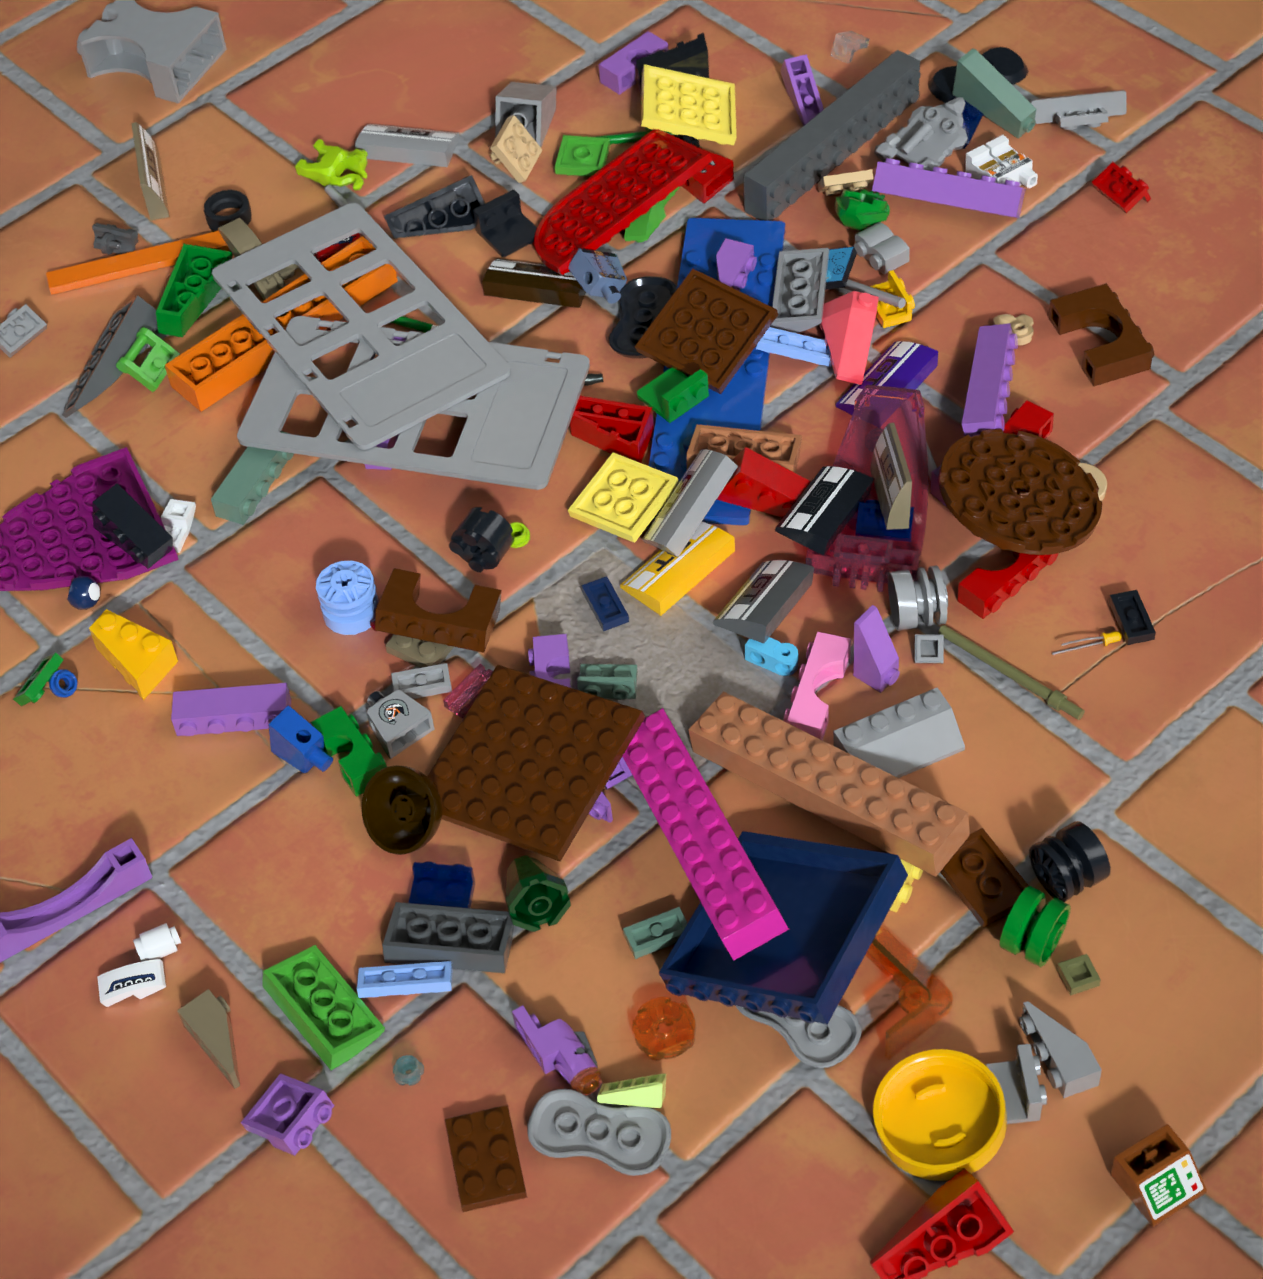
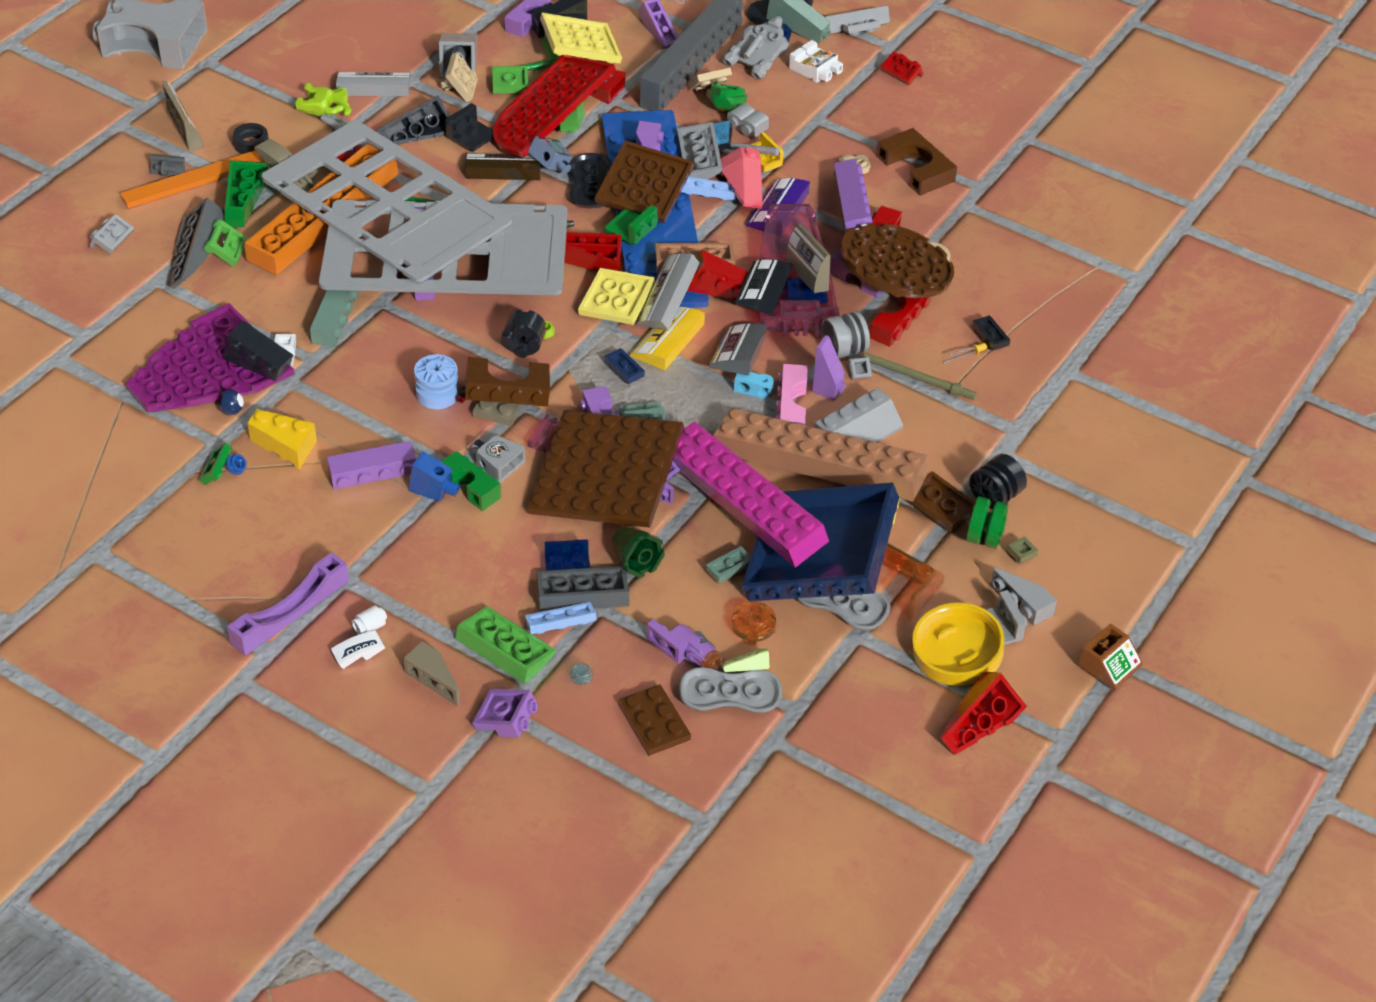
camera: 20 degrees left, 5 degrees down
(401, 809) = (516, 508): dark brown piece -> none
(423, 681) = (510, 429): light grey plate -> none
(949, 189) = (784, 78): medium lavender brick -> none

